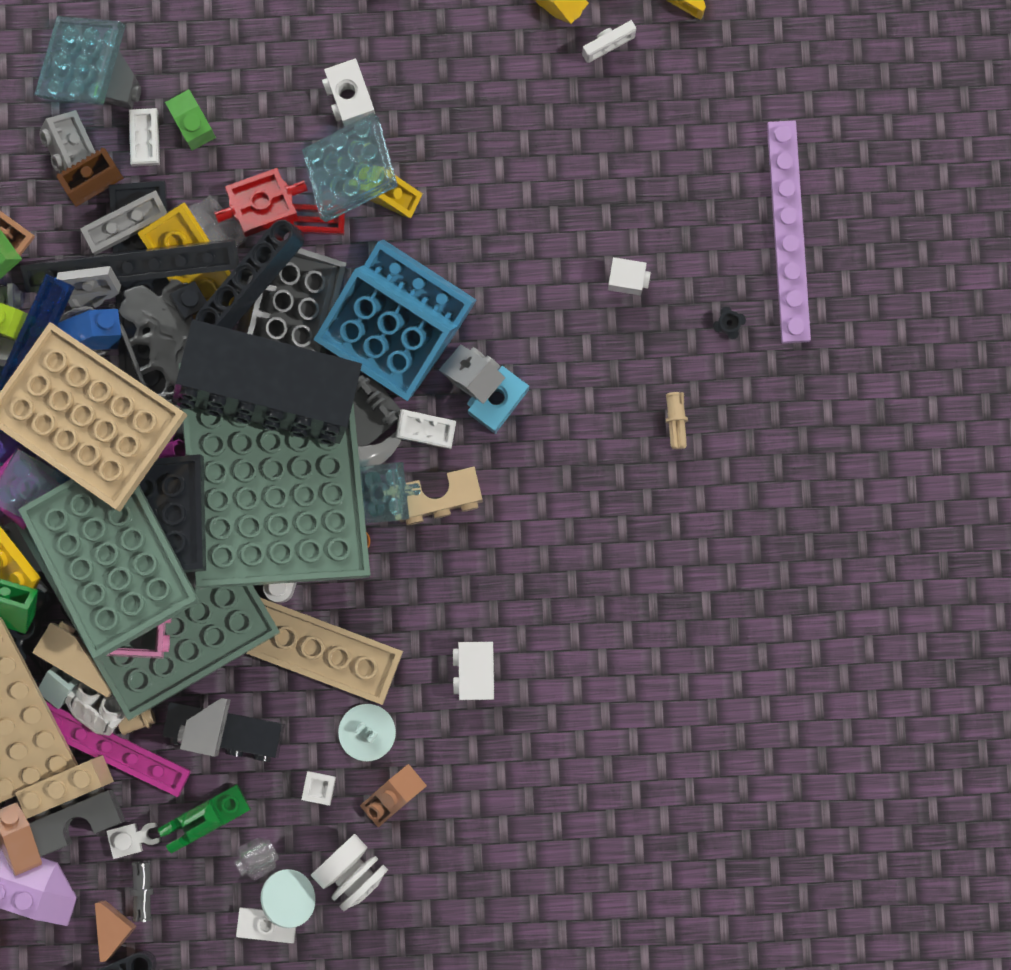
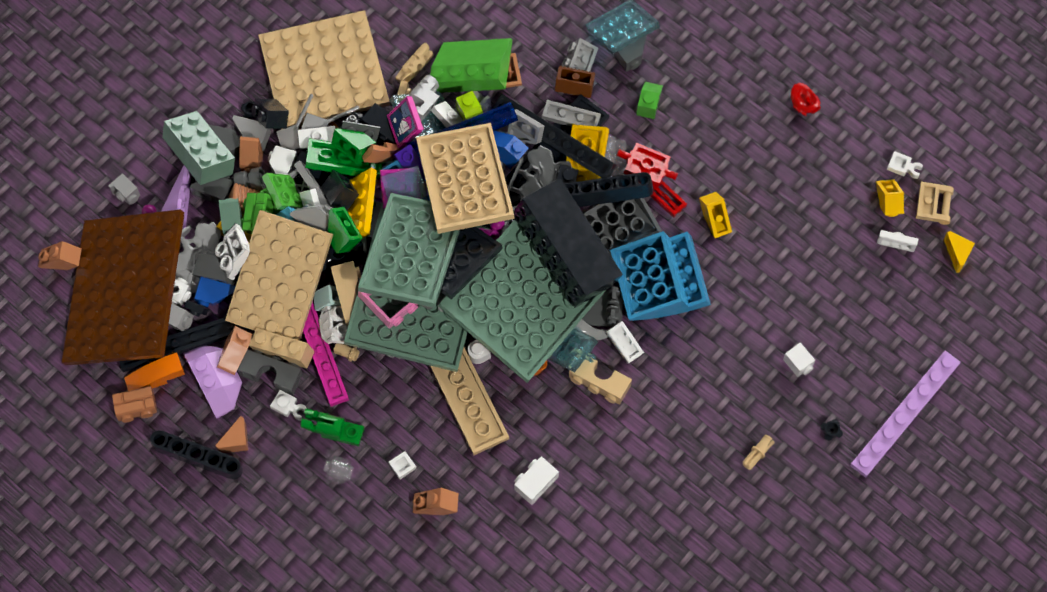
camera: 40 degrees right, 15 degrees down
(141, 891) = (267, 434): dark grey pin -> none
(144, 137) = (619, 88): white plate -> none
(205, 729) = (376, 380): light grey slope -> none
(240, 732) = (384, 394): black brick -> none
(256, 925) = (311, 508): white plate -> none
(288, 898) = (334, 503): light aqua piece -> none
(343, 77) = (739, 163): white brick -> none
(349, 167) = (706, 185): clear light blue plate -> none
(349, 873) = (377, 516): white wheel -> none
(367, 732) = (452, 462): light aqua piece -> none
(473, 372) = (674, 334): light grey brick -> none
(495, 415) = (666, 367): medium azure brick -> none

